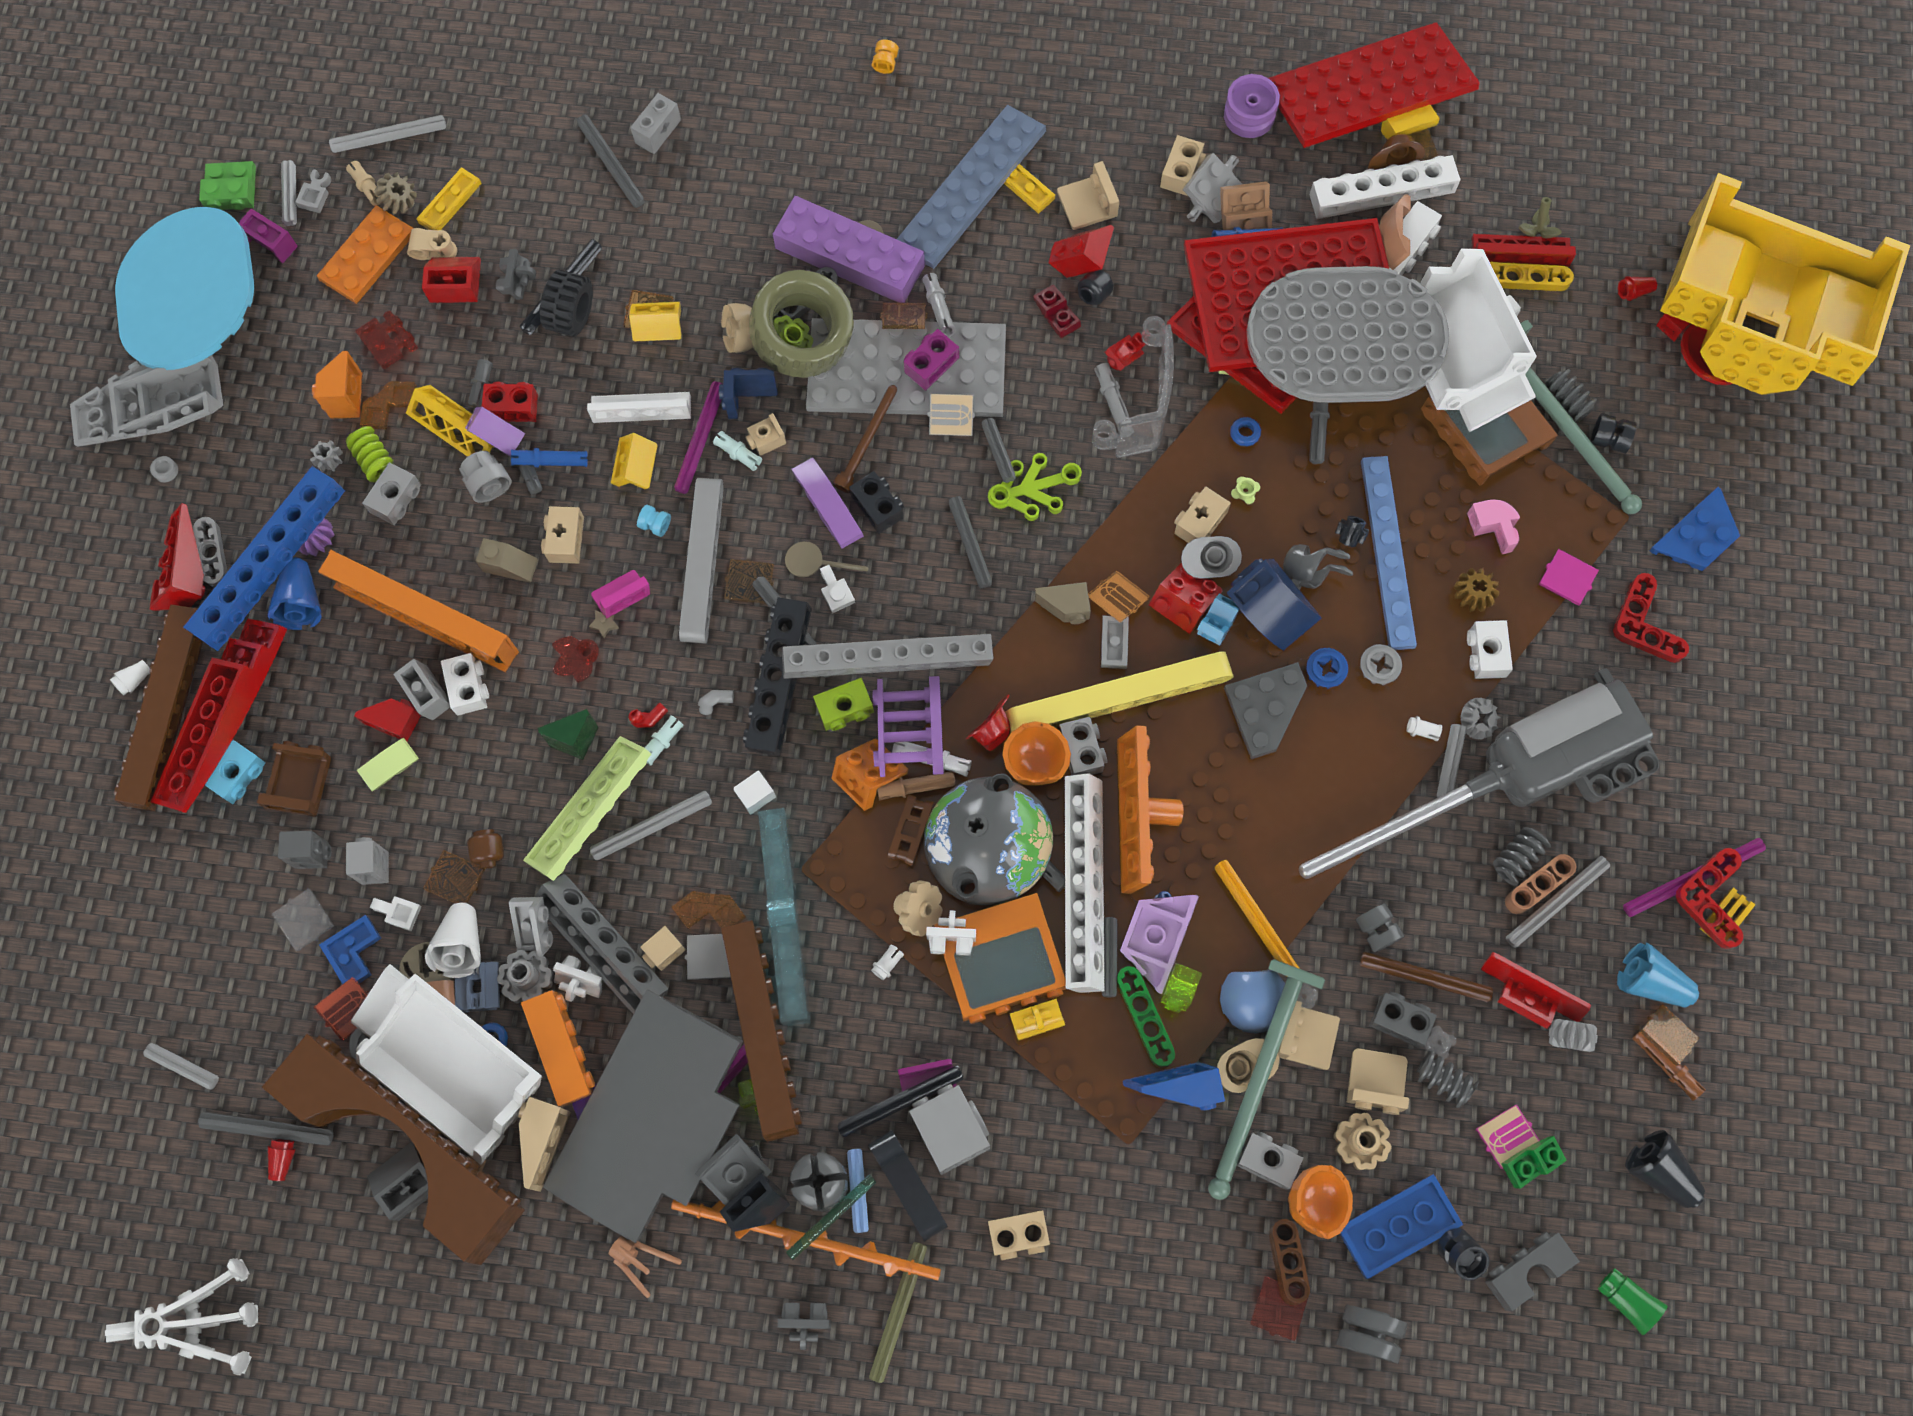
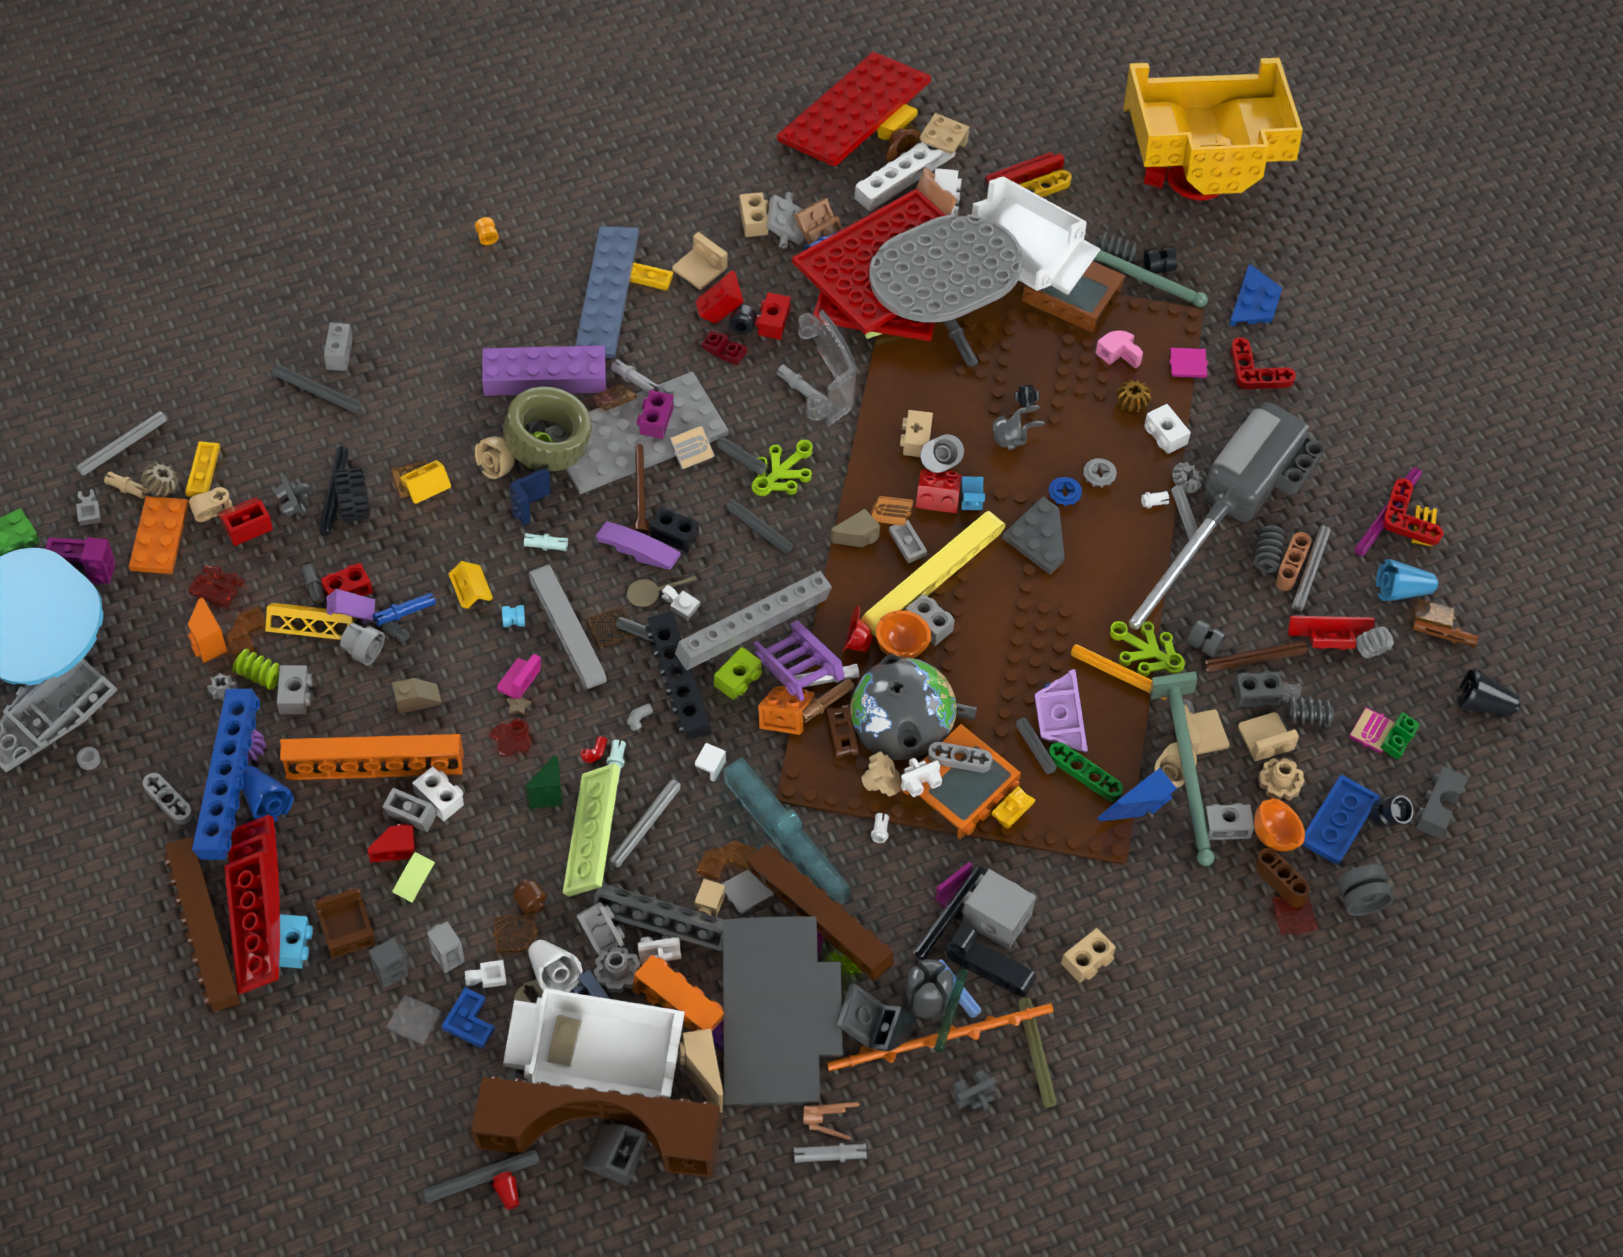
camera: 35 degrees left, 15 degrees down
(130, 677) = (159, 917): white cone -> none
(181, 1066) = (383, 1168): light grey axle -> none
(182, 570) = (148, 817): red wedge -> none
(283, 257) = (98, 560): none -> magenta brick
(288, 187) = (65, 517): light grey axle -> none
(341, 1006) = (489, 1058): clear red piece -> none
(415, 1032) = (564, 1040): none -> dark tan slope
(563, 534) = (449, 656): tan brick -> none
(625, 1308) = (828, 1153): none -> light grey pin
(640, 407) = (451, 545): white fence -> none
(698, 439) = (510, 546): magenta axle -> none
(768, 442) = (562, 521): tan brick -> none
(990, 925) = (967, 751): none -> light grey beam
(1084, 883) = (989, 703): white brick -> none
(1125, 351) = (792, 351): red hips -> none
(1126, 310) = (773, 316): none -> red brick
(1139, 810) = (995, 638): orange plate -> none
(1180, 988) = (1099, 735): clear neon green brick -> none
(1243, 440) = (913, 360): blue piece -> none
(1250, 485) = (938, 399): yellowish green plate -> none
(1251, 106) = (779, 155): medium lavender wheel -> none
(1251, 999) = (1151, 725): medium blue cylinder -> none
(1273, 602) = (1003, 463): dark blue piece -> none
(1306, 909) = (1149, 649): none -> lime plant
(1388, 553) = (1059, 400): medium blue plate -> none
(1454, 162) = (945, 134): none -> tan bracket
(1540, 221) = (1025, 148): olive plant -> none
(1632, 1301) = (1516, 787): green plant -> none
(1635, 287) = (1116, 163): red cone -> none

